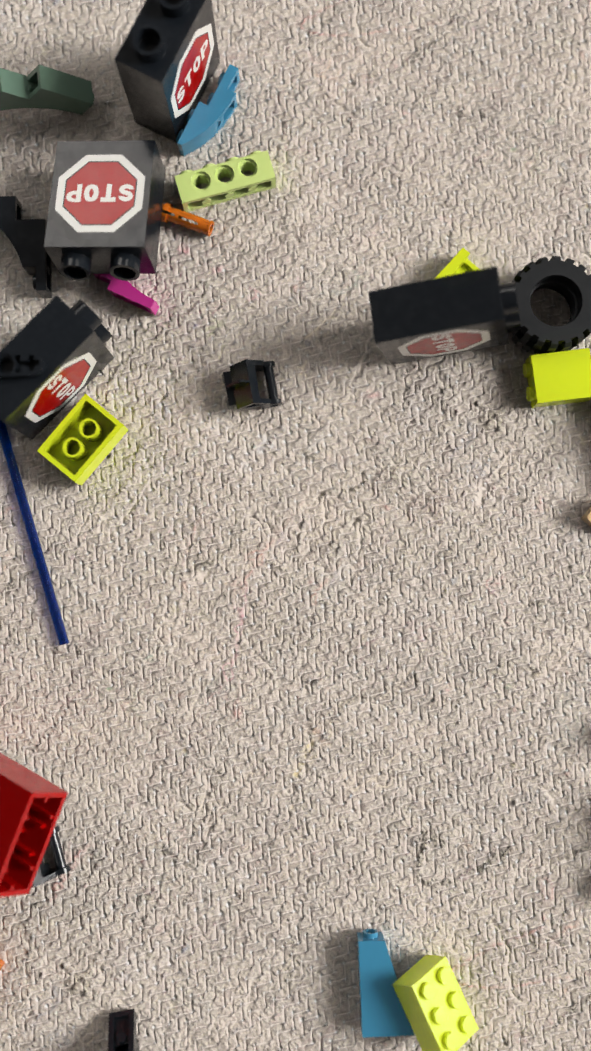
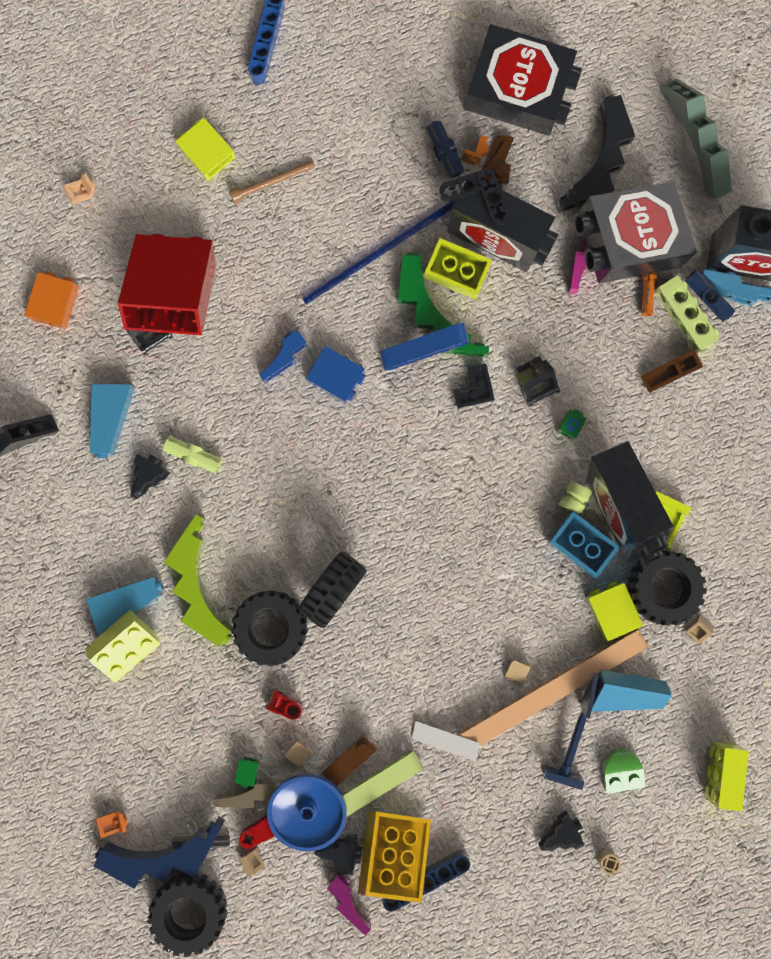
camera: 75 degrees right, 0 degrees up
(114, 675) = (292, 344): none -> blue slope
(134, 940) = (108, 416): none -> dark azure slope
(161, 480) = (413, 292): none -> green arch
(169, 510) = (424, 347): none -> blue beam
(170, 631) = (336, 375): none -> blue brick
(197, 153) = (718, 304): none -> dark blue piece
(216, 844) = (192, 454): none -> yellowish green piece
(223, 909) = (147, 474): none -> black rock
(244, 460) = (479, 391): none -> black plate
(289, 219) = (672, 371): none -> reddish brown slope
(318, 359) = (572, 424): none -> green brick
(350, 891) = (185, 560): none -> lime arch
(410, 383) = (575, 498): none -> yellowish green wheel
(443, 717) = (332, 589): none -> black tyre
(470, 390) = (583, 544): none -> dark azure brick
(488, 832) = (250, 646): none -> black tyre
(562, 818) = (283, 704): none -> red piece

